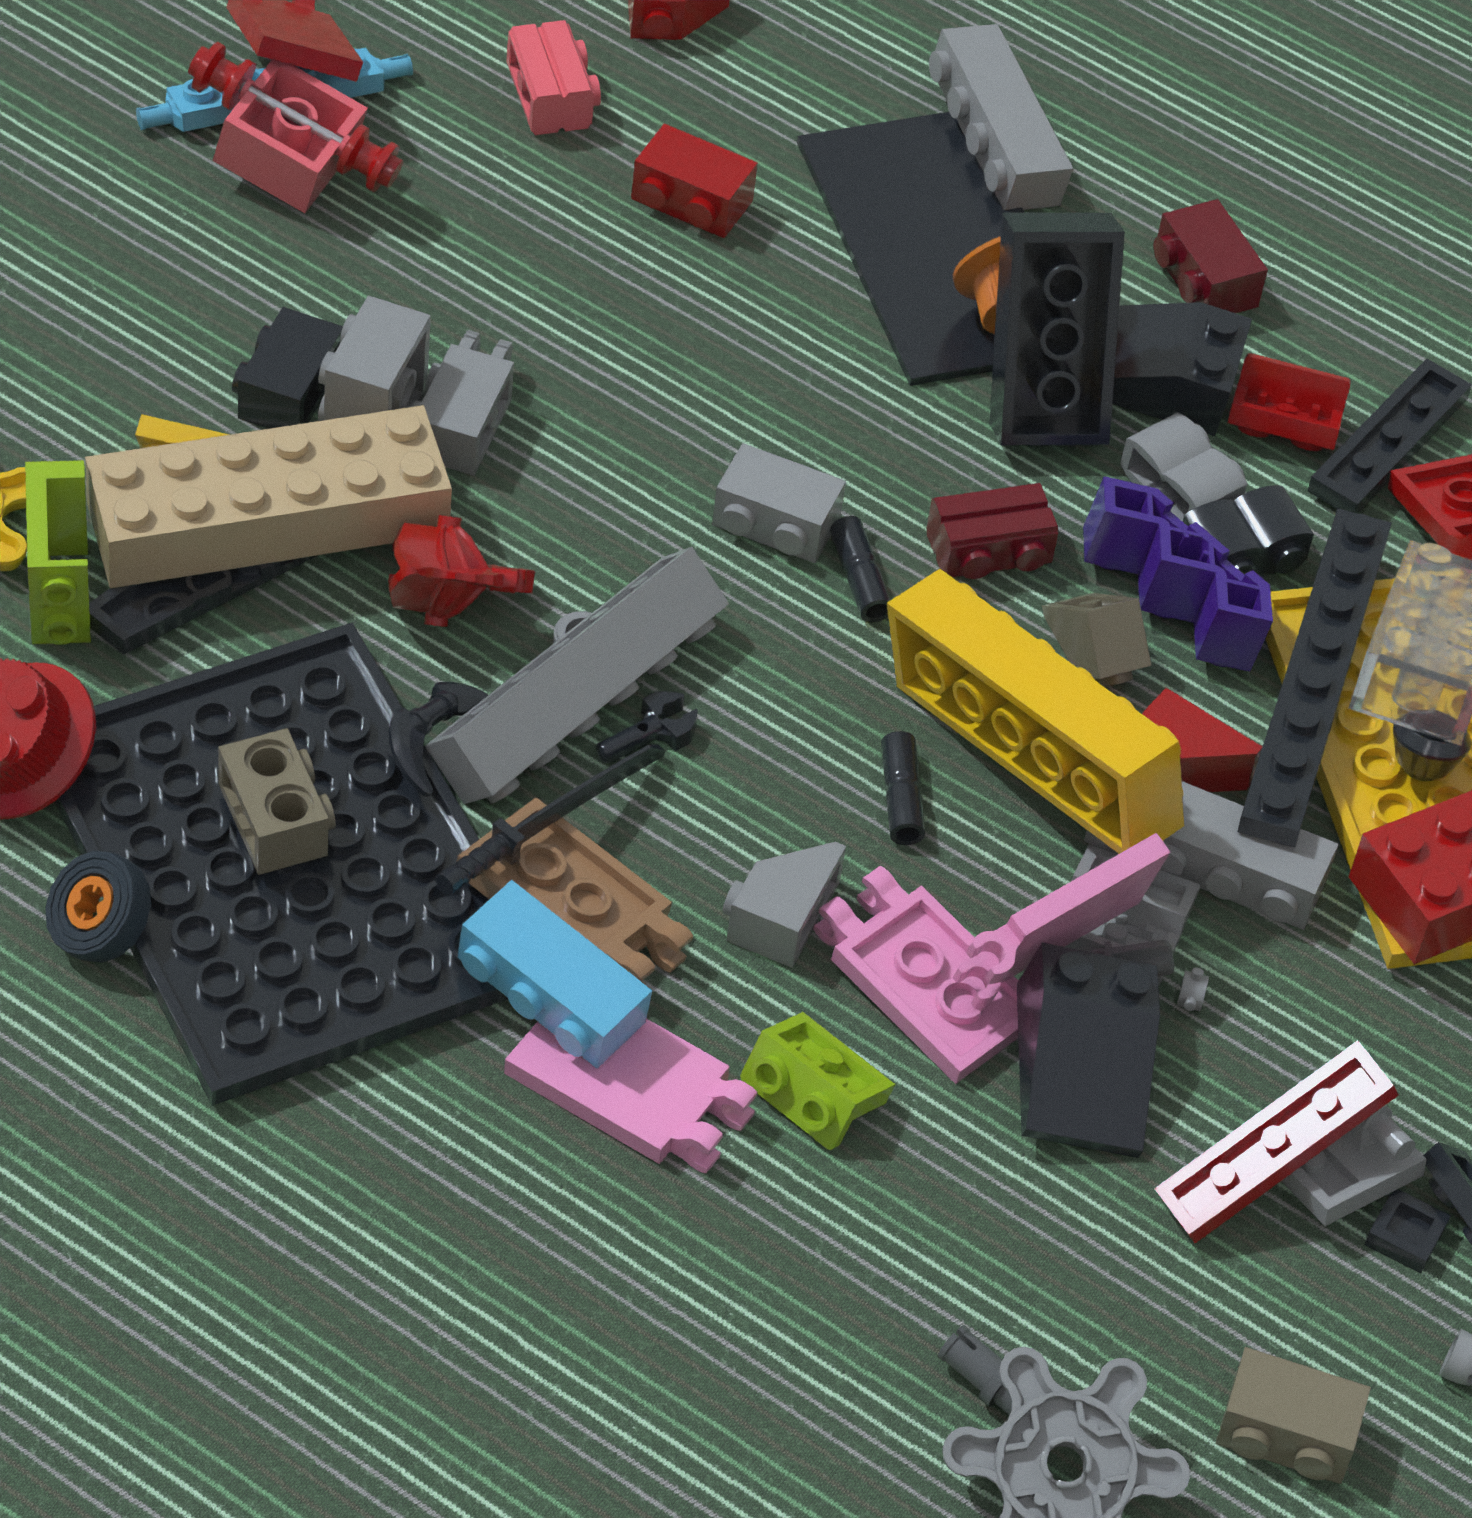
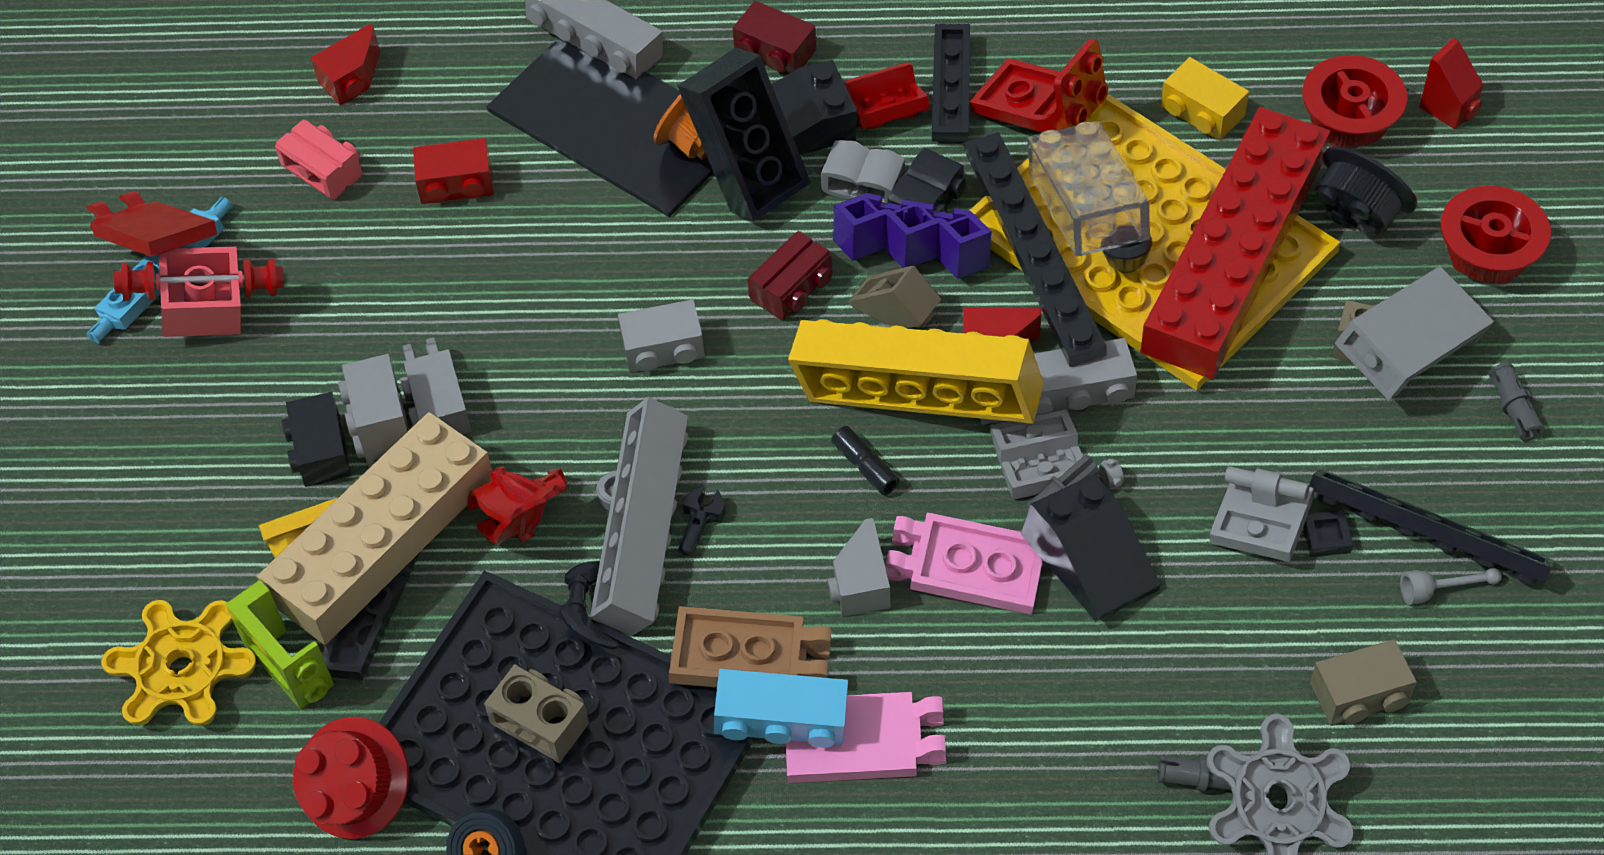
camera: 25 degrees left, 5 degrees up
(507, 840) = (691, 644): black sword -> none
(814, 1078) = (961, 666): lime bracket -> none
(859, 564) = (738, 346): black piece -> none
(1062, 916) = (1027, 485): bright pink tile -> none
(1276, 1141) = (1237, 533): plate -> none

